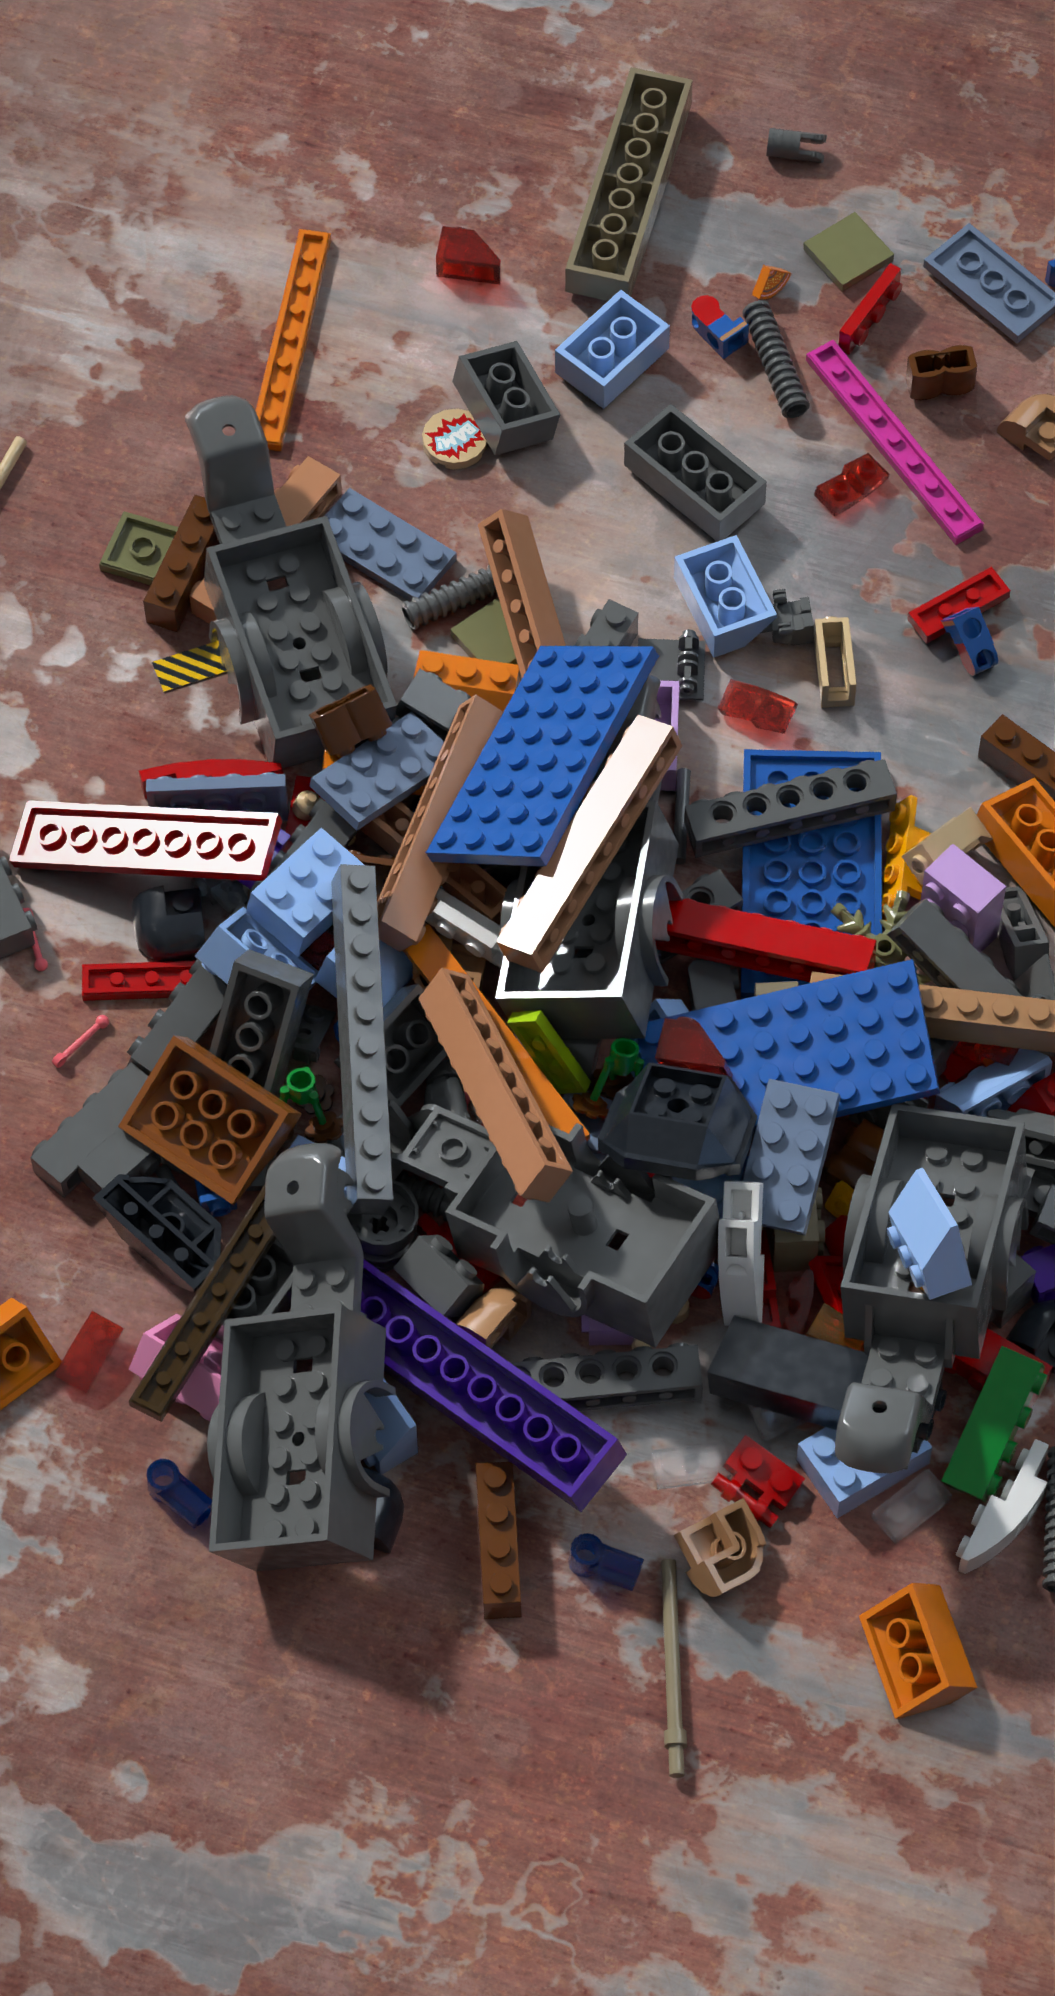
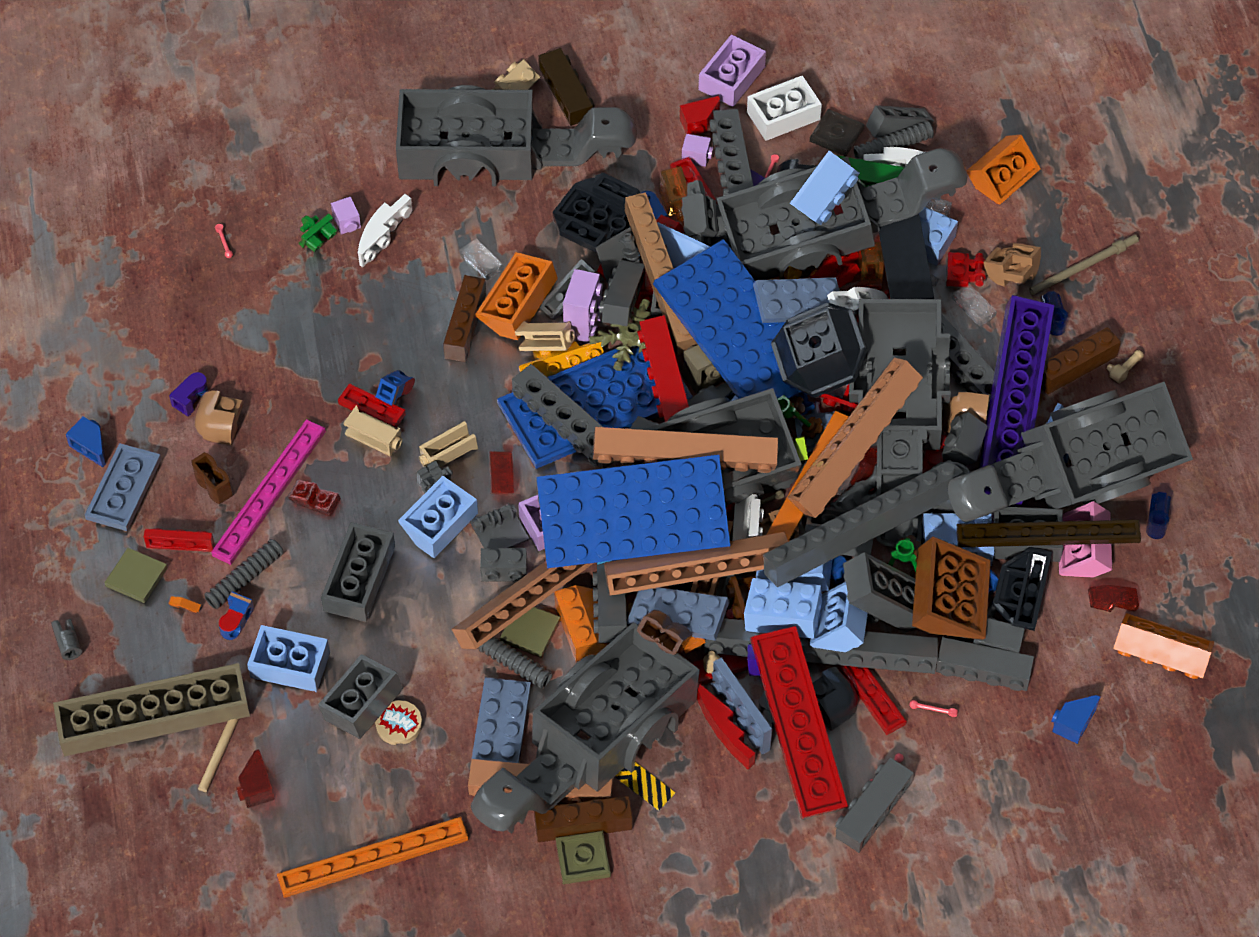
camera: 120 degrees left, 5 degrees down
(447, 1594) = (1119, 372): none -> tan piece
(530, 238) = (217, 755): none -> tan bar
(688, 1046) = (767, 369): clear red slope -> none
(914, 585) = (373, 432): none -> tan window

